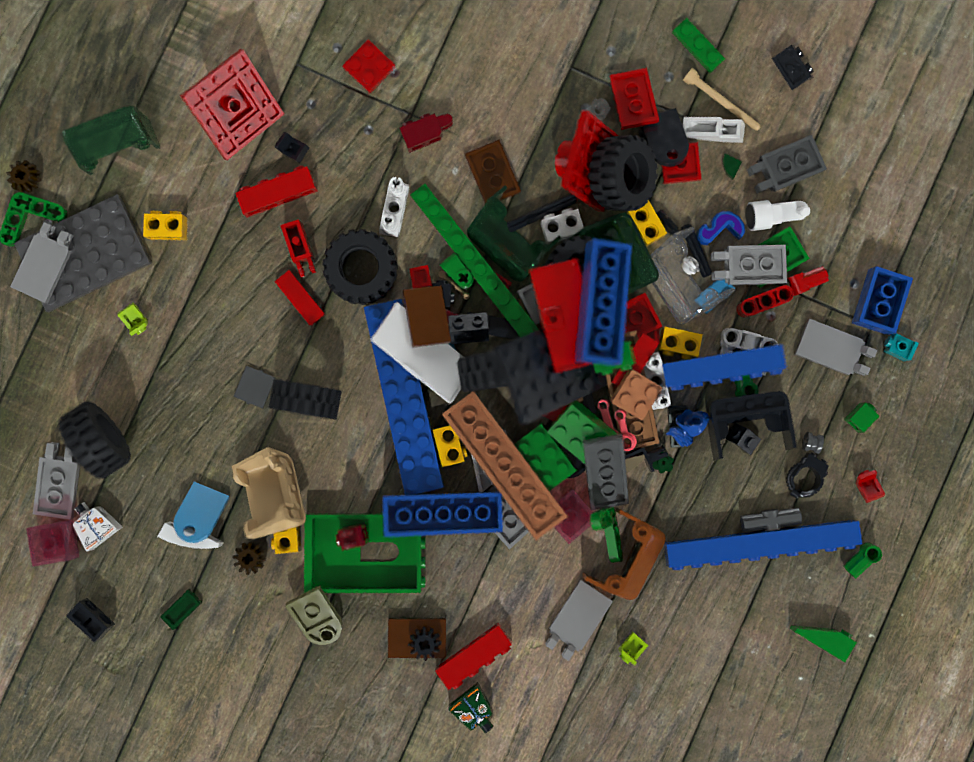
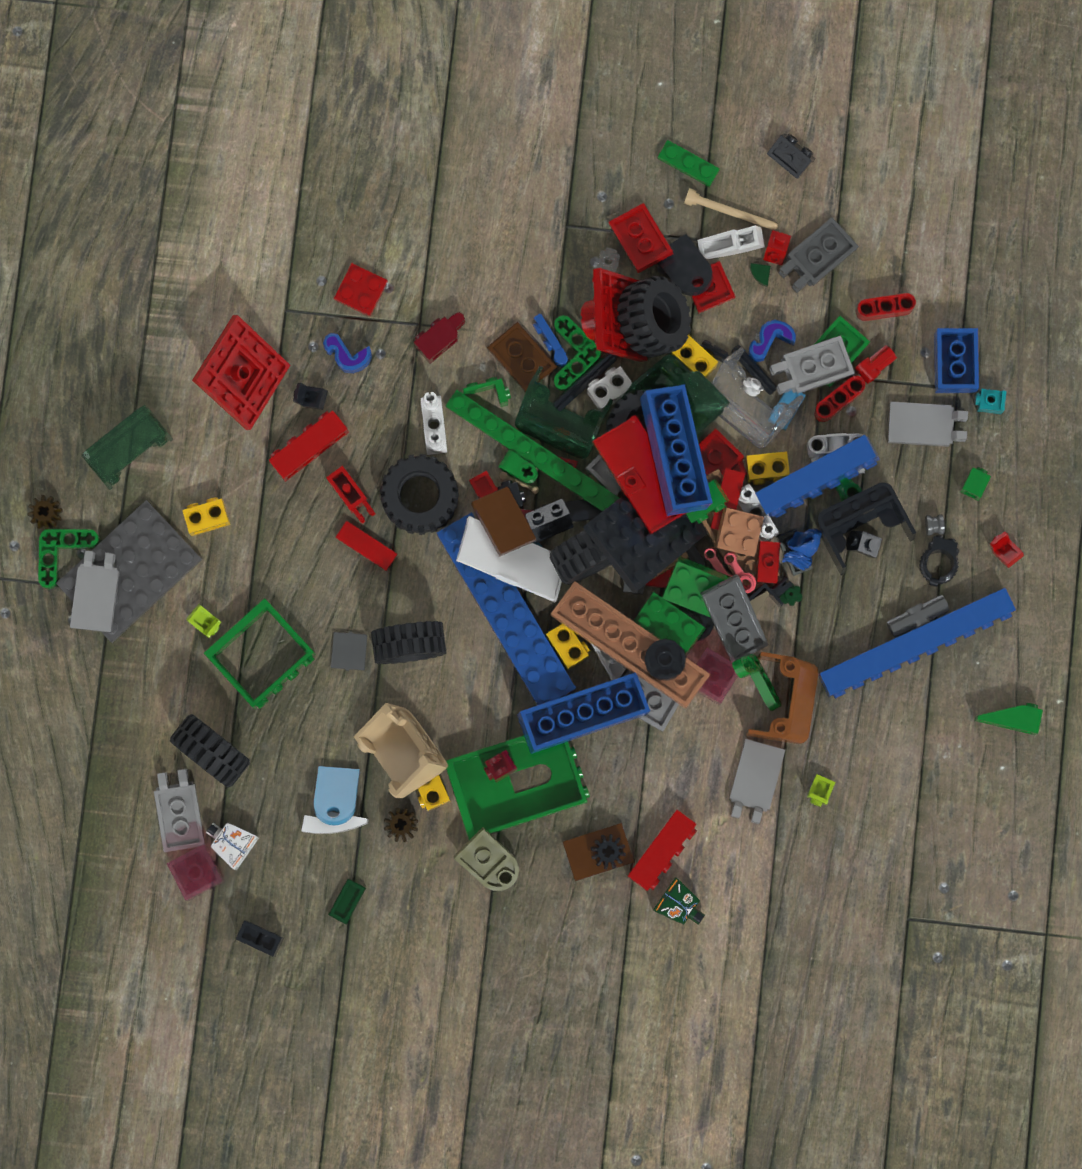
camera: 15 degrees left, 5 degrees down
(130, 354) = (241, 627): none -> green window
(337, 130) = (343, 358): none -> blue animal
(457, 187) = (491, 383): none -> green bracket
(523, 167) = (551, 341): none -> blue hinge
(531, 490) = (665, 659): none -> black tile
(547, 183) = (581, 349): none -> green beam
(643, 256) = (702, 393): none -> clear green wing
(653, 429) = (768, 562): none -> red plate
(753, 147) = (777, 247): none -> red bracket
(763, 214) = (809, 312): white piece -> none
(842, 231) = (894, 302): none -> red beam
(860, 561) = (1022, 628): green piece -> none

